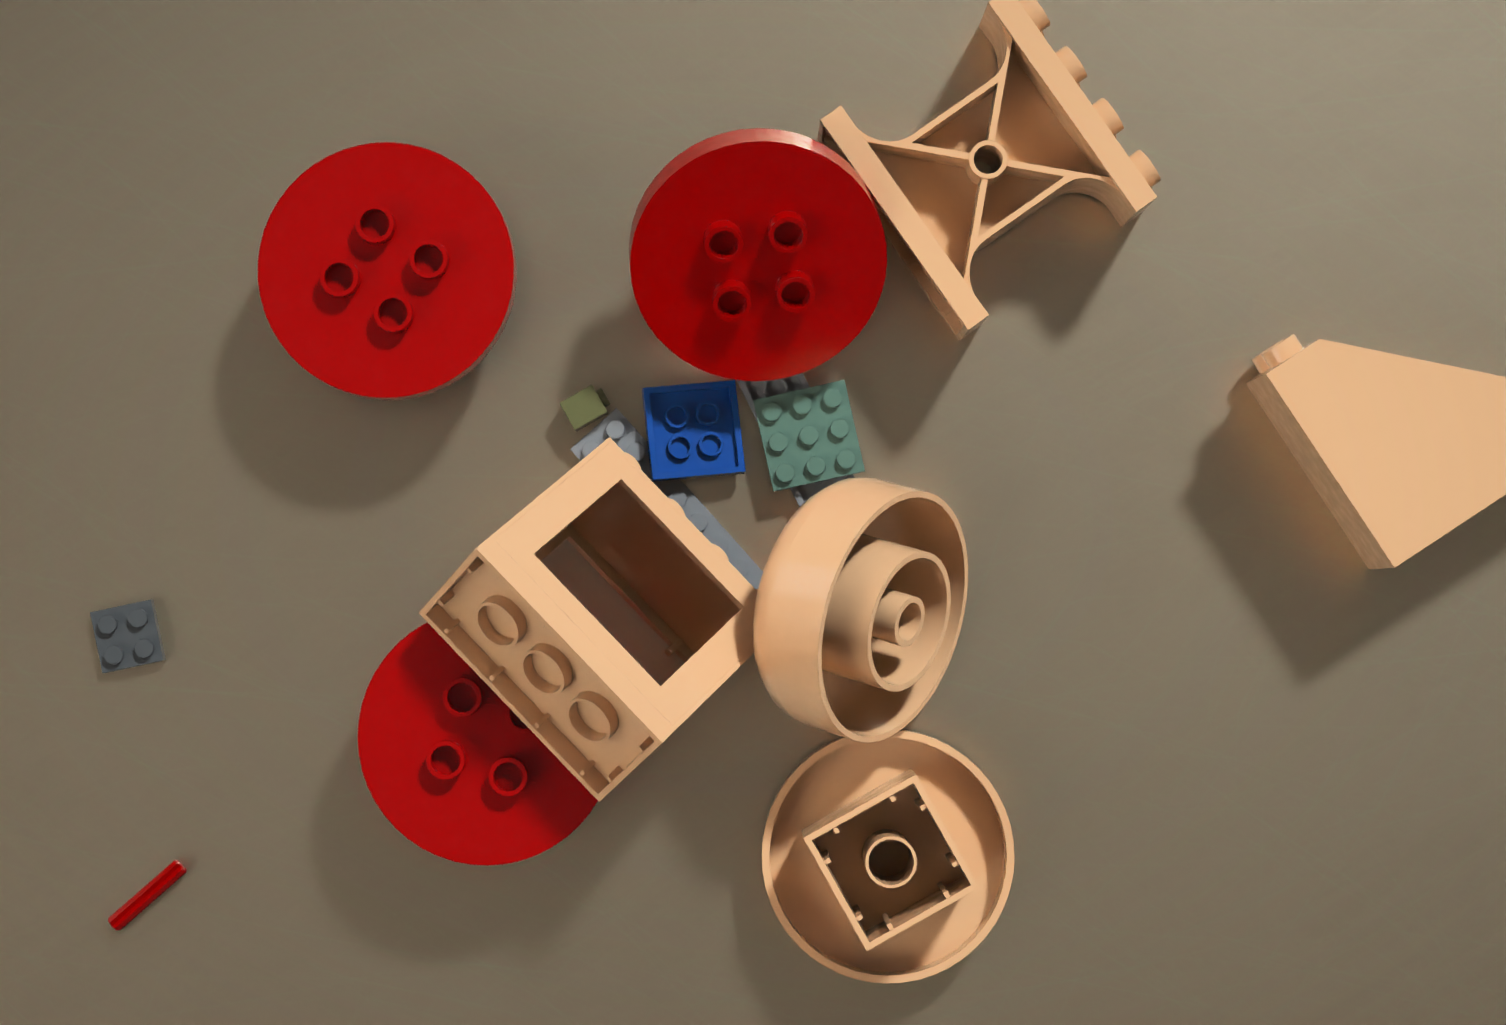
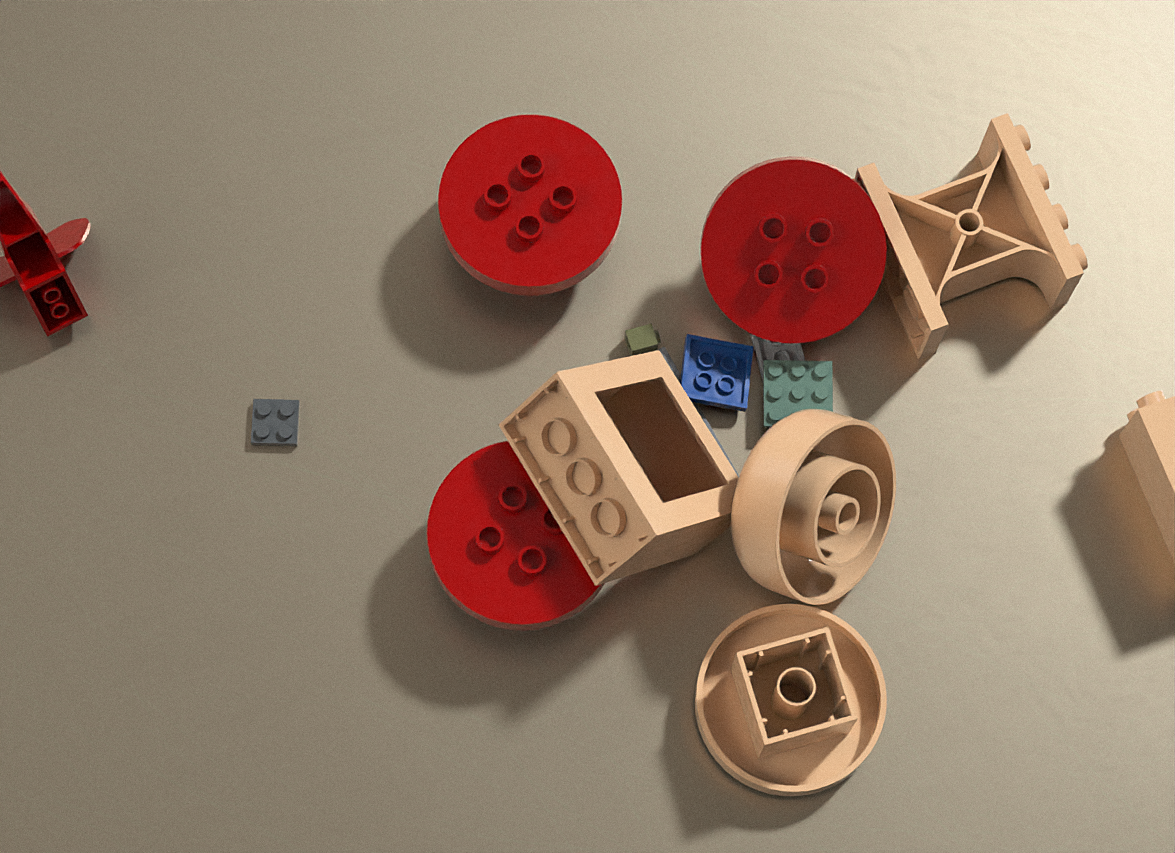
camera: 10 degrees right, 15 degrees down
(147, 895) = (239, 606): red axle -> none

